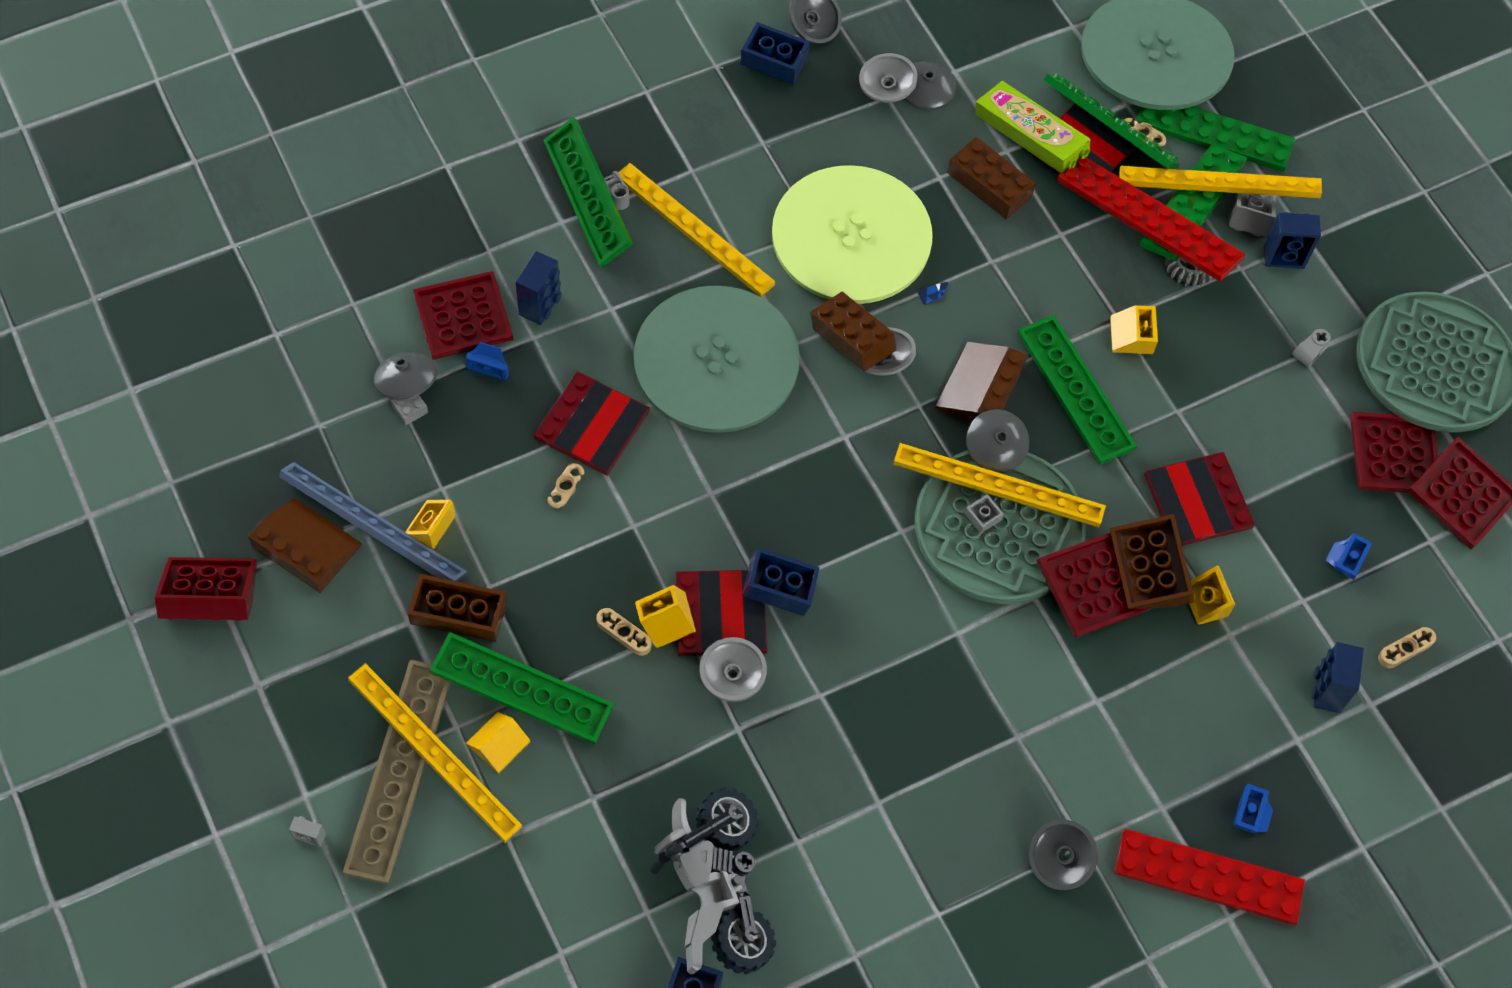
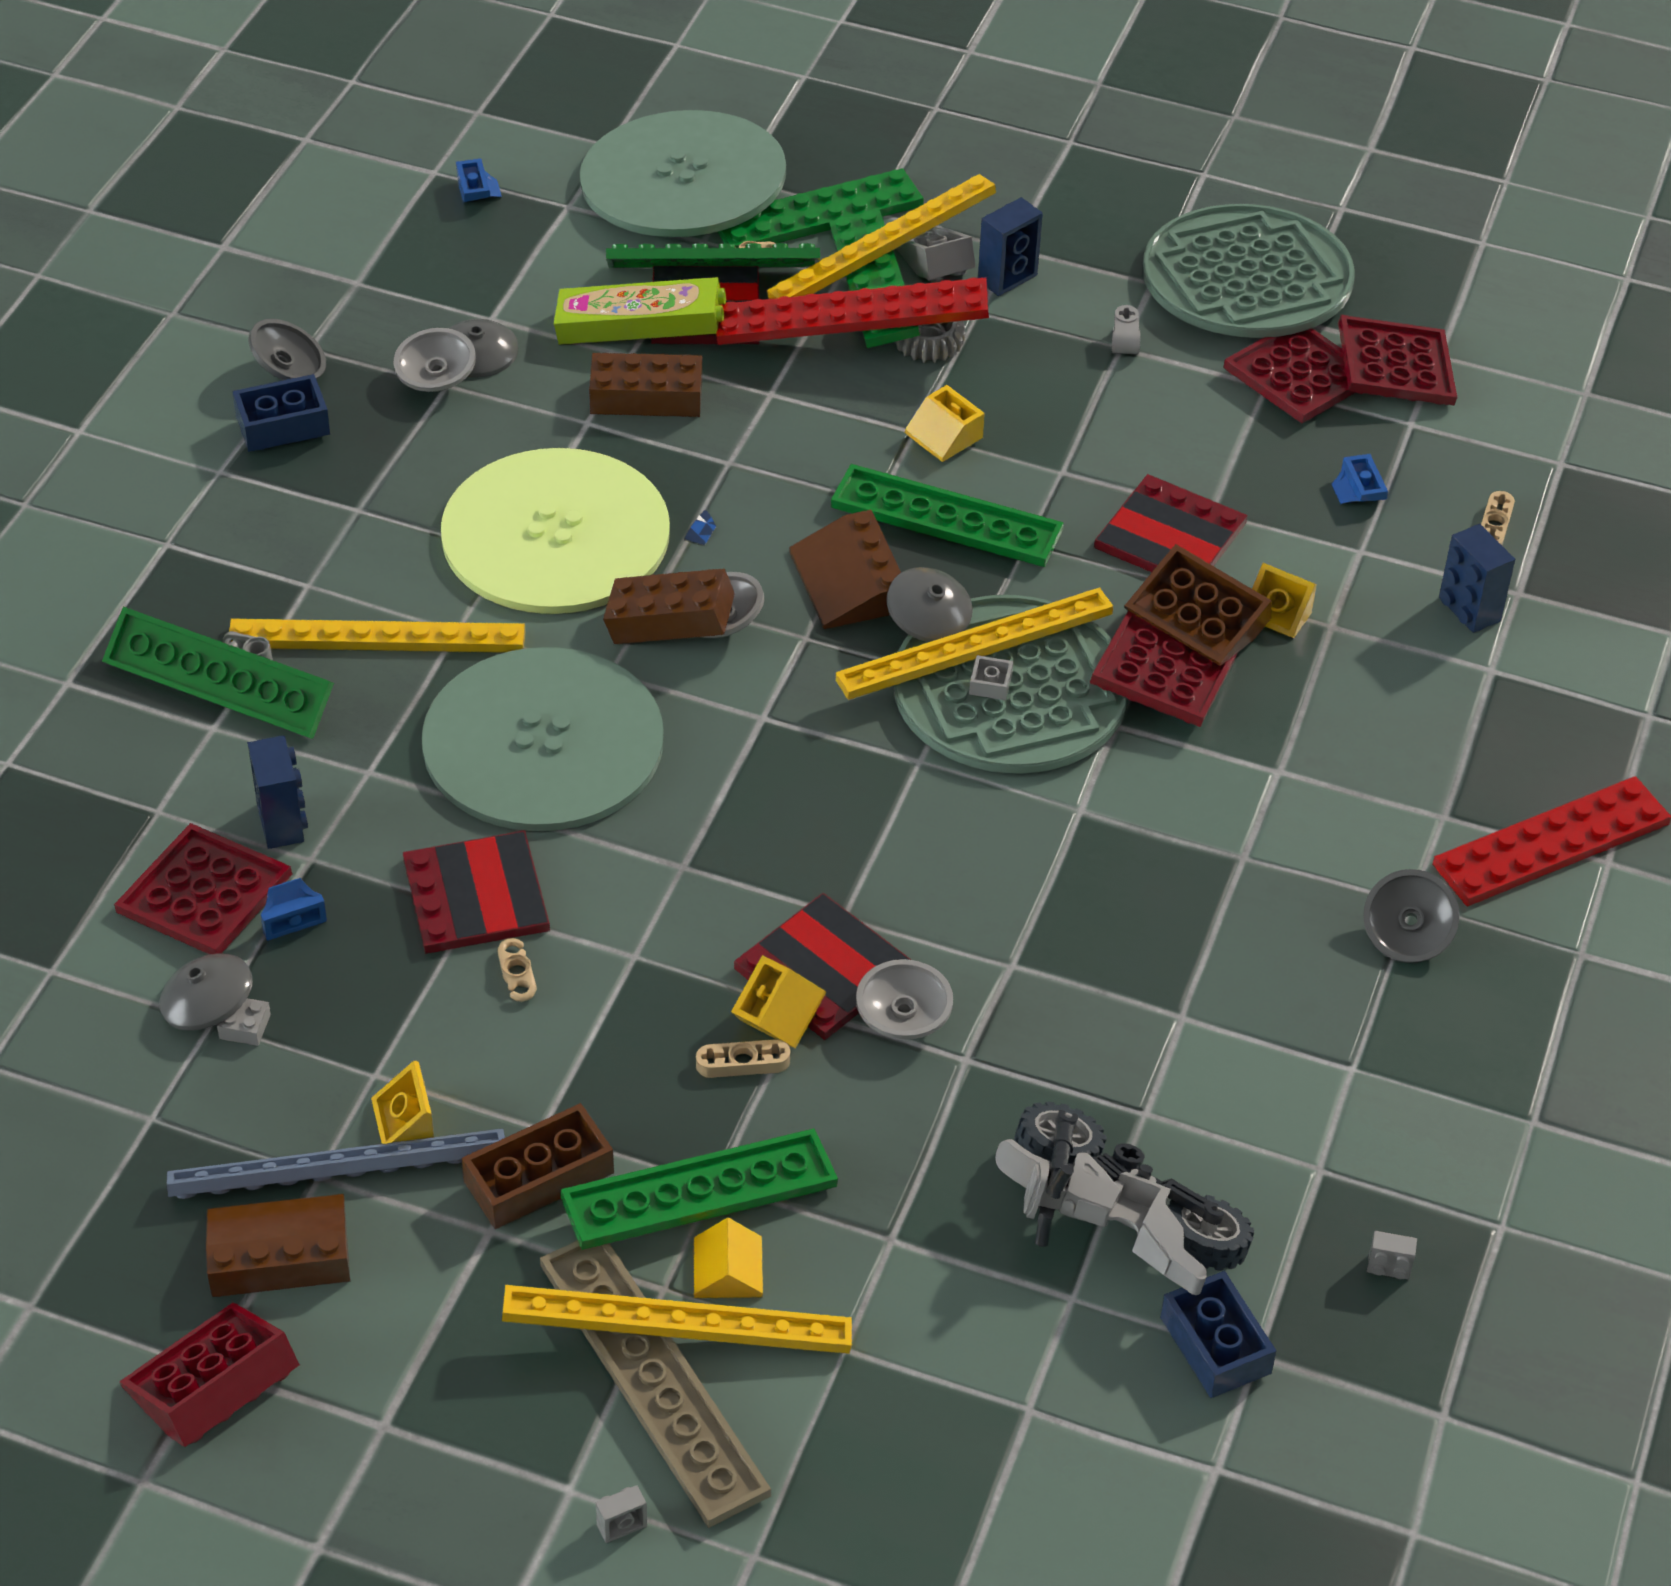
camera: 40 degrees left, 15 degrees down
(780, 581) = (860, 882): dark blue brick -> none
(1253, 810) = (1522, 752): blue slope -> none

